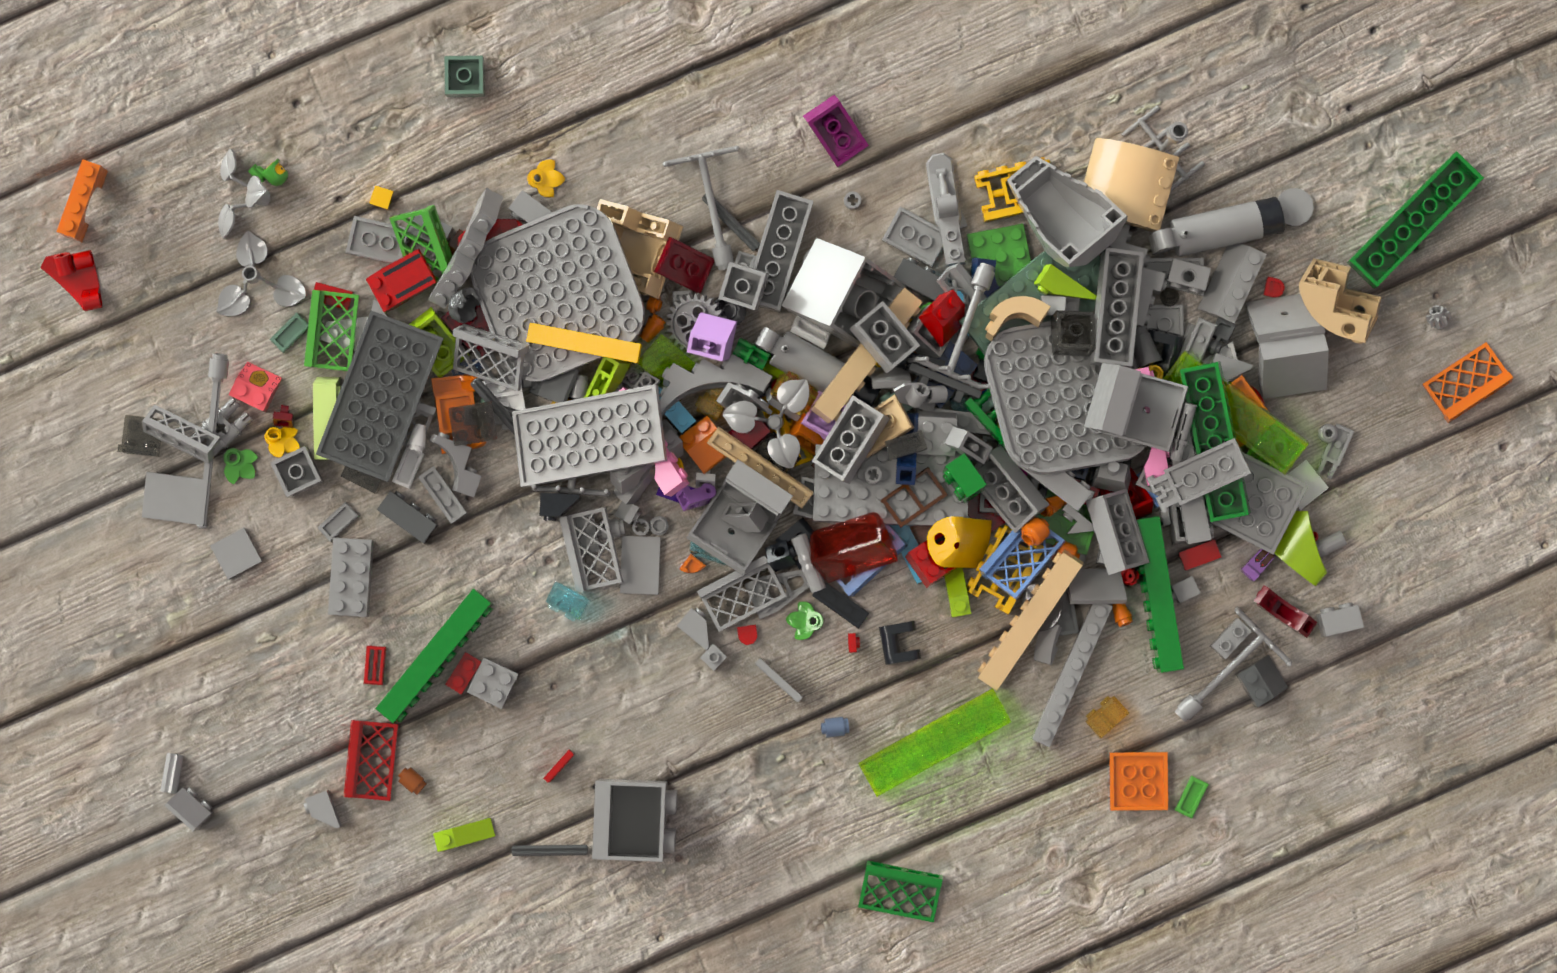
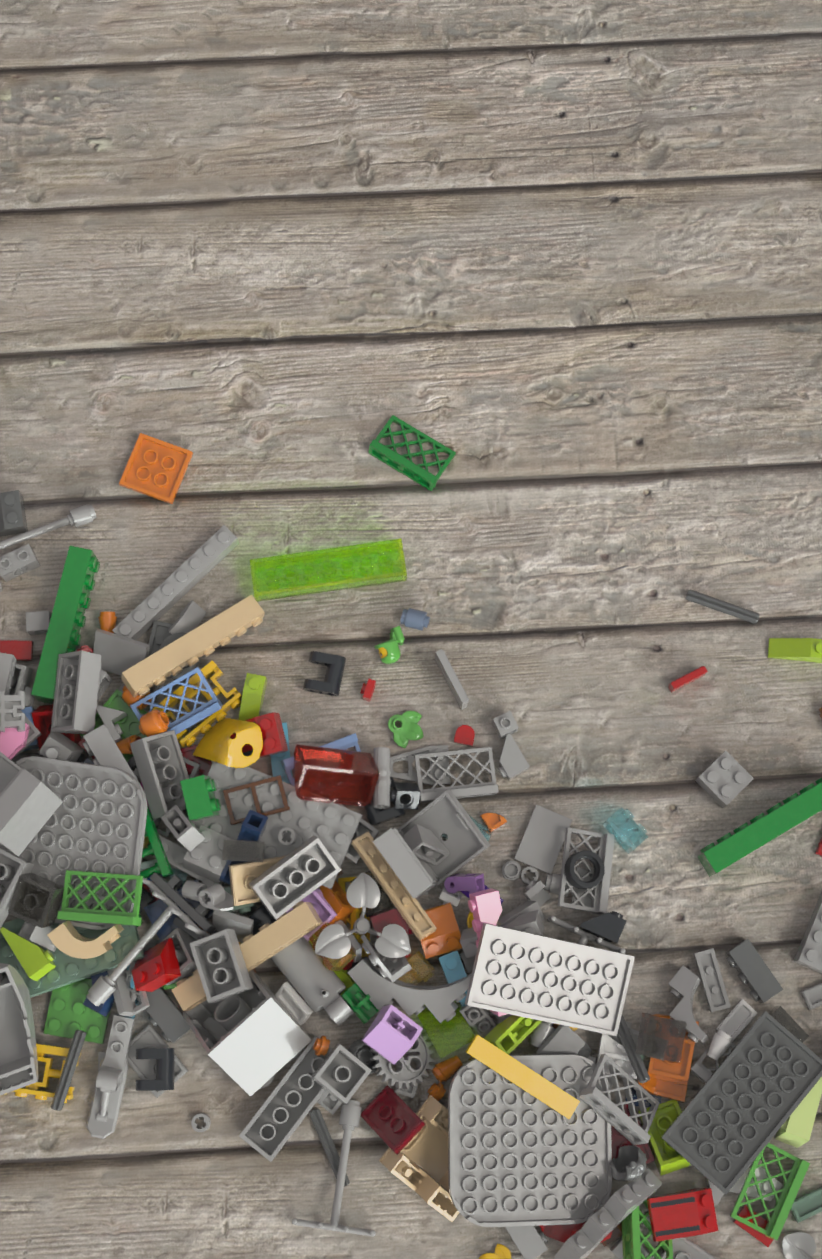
camera: 160 degrees left, 10 degrees down
(463, 673) = (748, 800): red piece -> none
(580, 554) = (598, 866): none -> black tyre
(633, 820) = (638, 598): light grey piece -> none
(770, 304) = (321, 1046): none -> orange plate
(835, 130) = (188, 1202): magenta slope -> none
(841, 605) = (364, 727): black tile -> none
(848, 688) = (389, 650): none -> bright green piece
(902, 233) = (164, 1069): none -> black connector
(985, 199) = (68, 1070): none -> dark grey axle
(1008, 340) = (104, 915): none -> bright green fence
(1106, 716) = (161, 535): clear yellow brick -> none
(1191, 797) = (114, 438): bright green tile -> none

